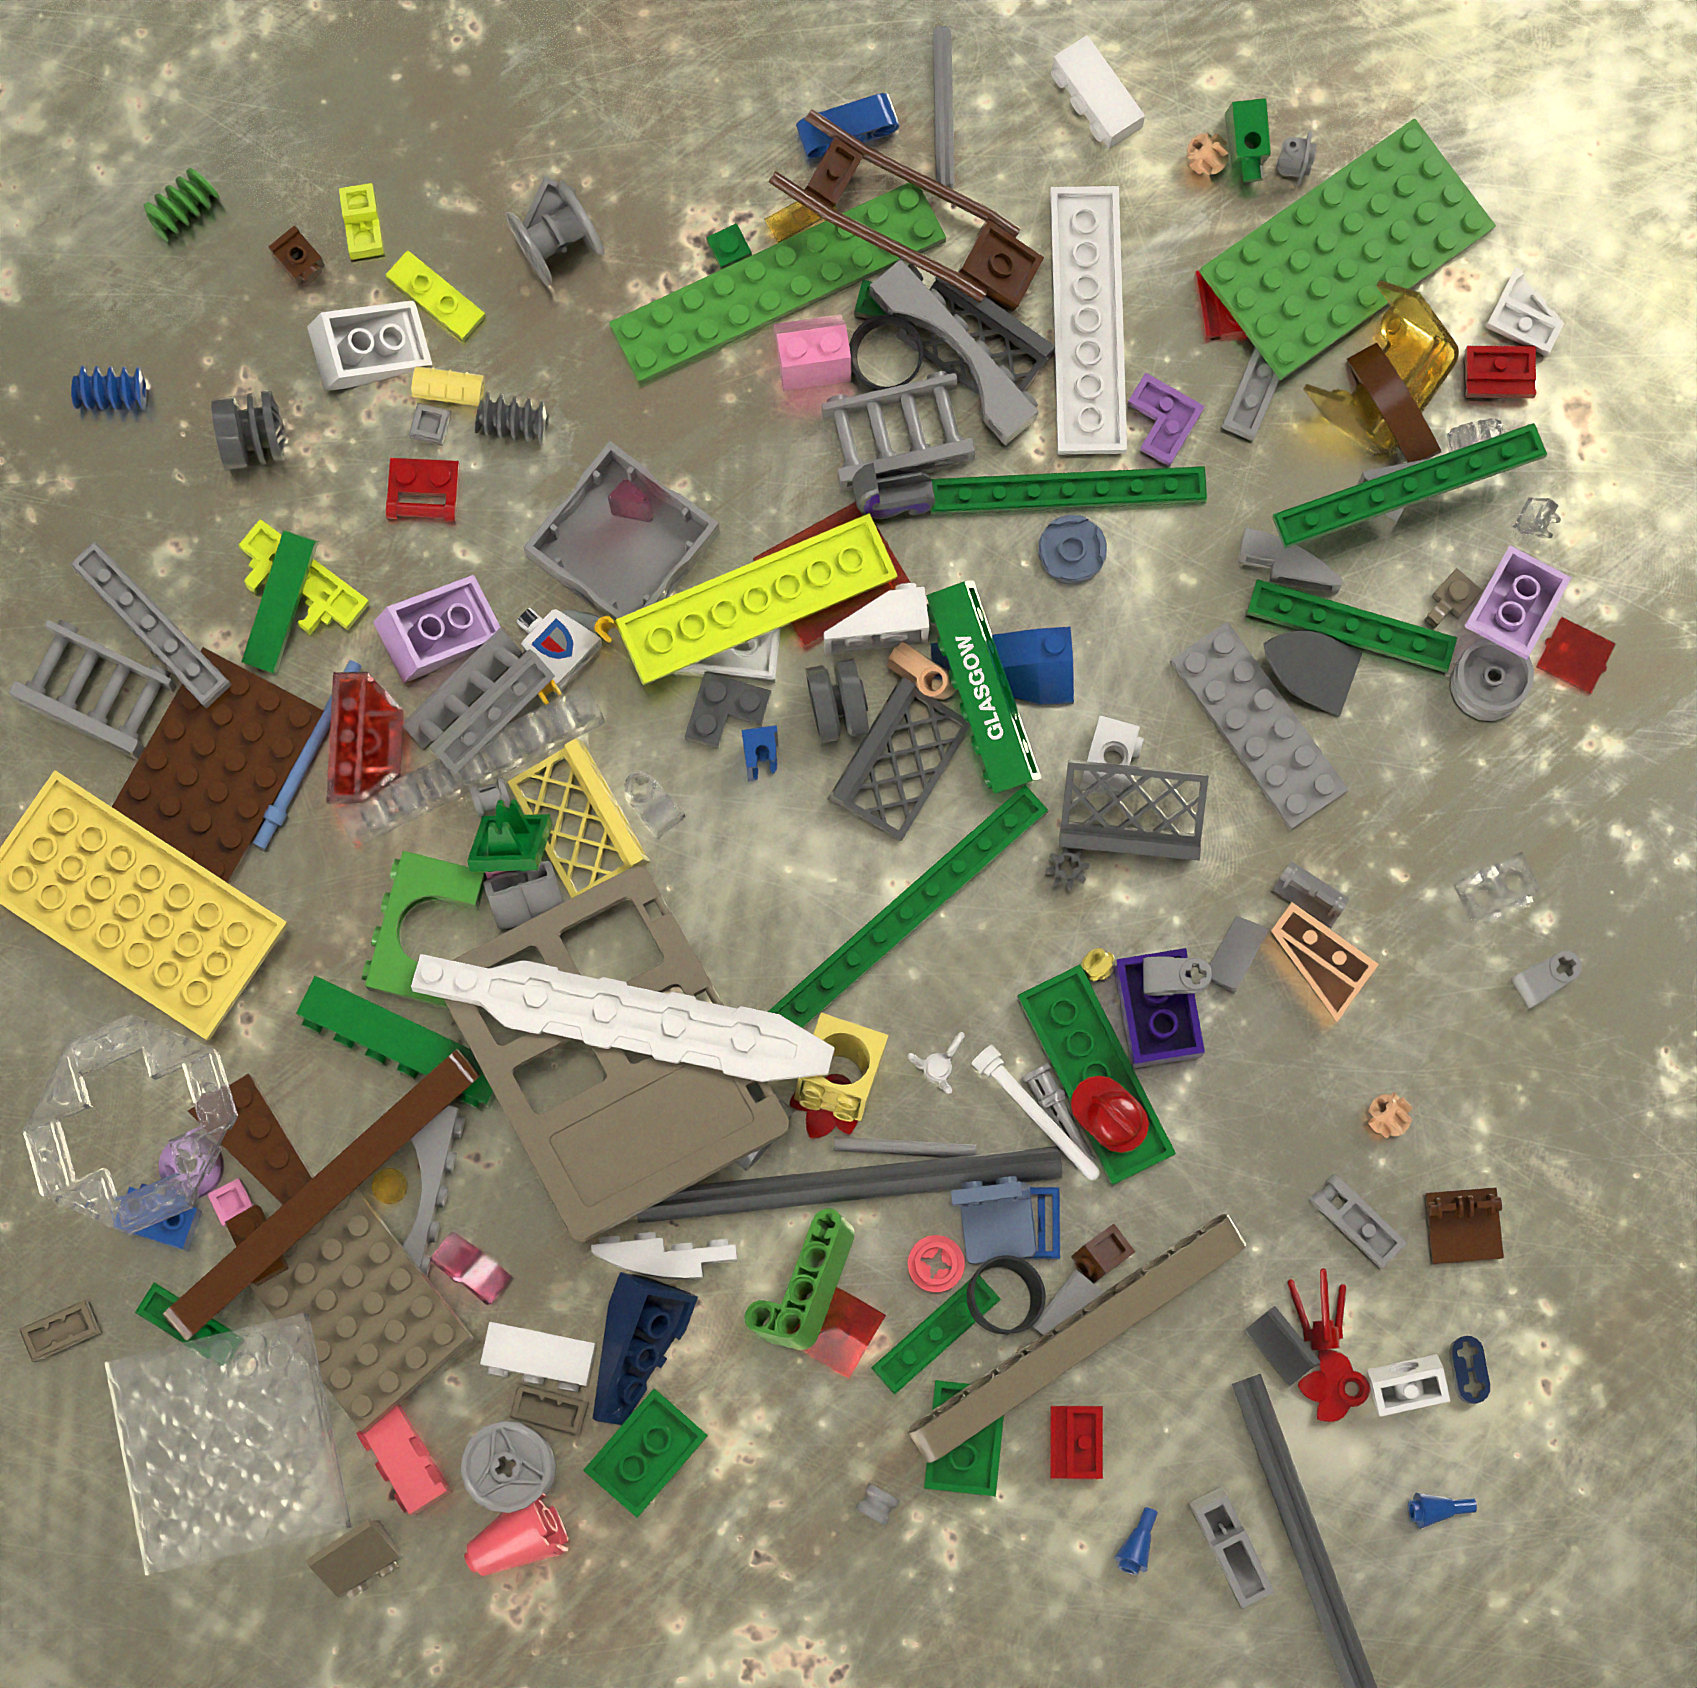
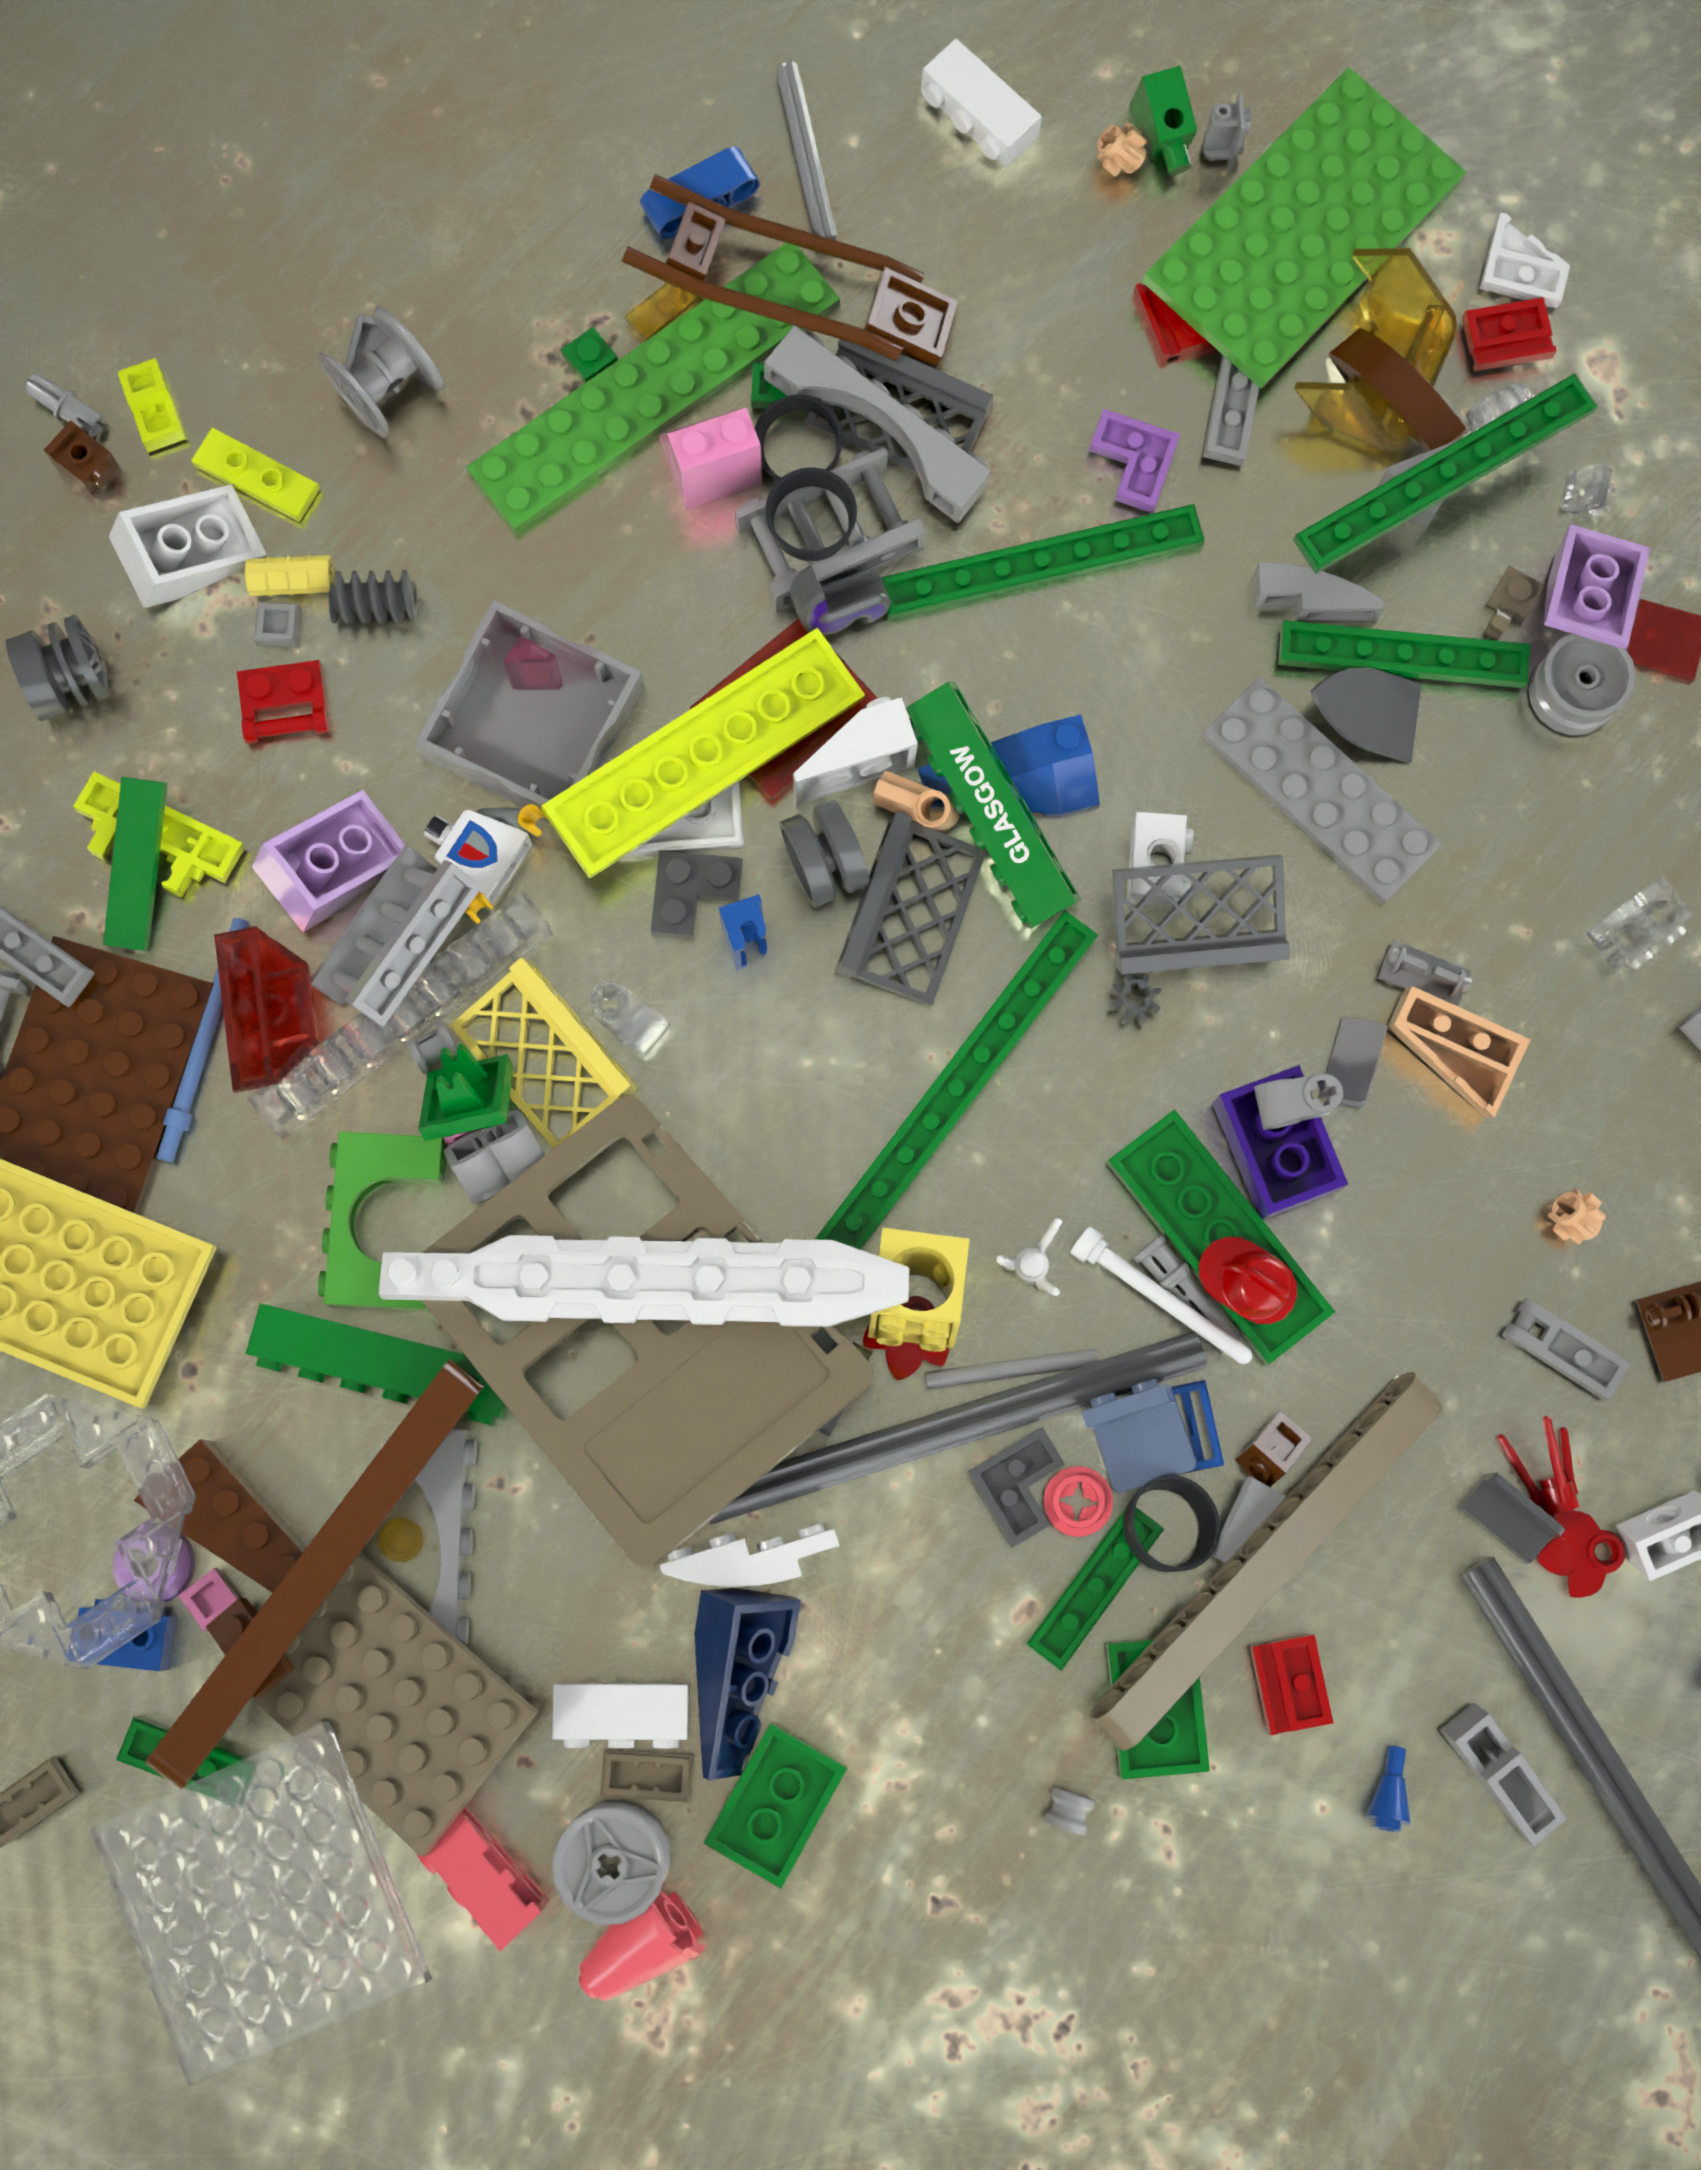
camera: 15 degrees left, 0 degrees up
(291, 208) = (64, 404): none -> light grey axle
(356, 1558) = (445, 2016): dark tan slope -> none
(471, 1267) = (518, 1620): clear pink slope -> none
(827, 1238) = (939, 1487): bright green beam -> none
(845, 1333) = (976, 1605): clear red slope -> none
(880, 1238) = (1005, 1484): none -> dark grey plate
(888, 388) = (811, 478): none -> black tyre
(1072, 549) = (1060, 628): sand blue tile -> none
(1088, 320) = (1024, 363): white plate -> none
(1098, 964) = (1195, 1105): light yellow plate -> none

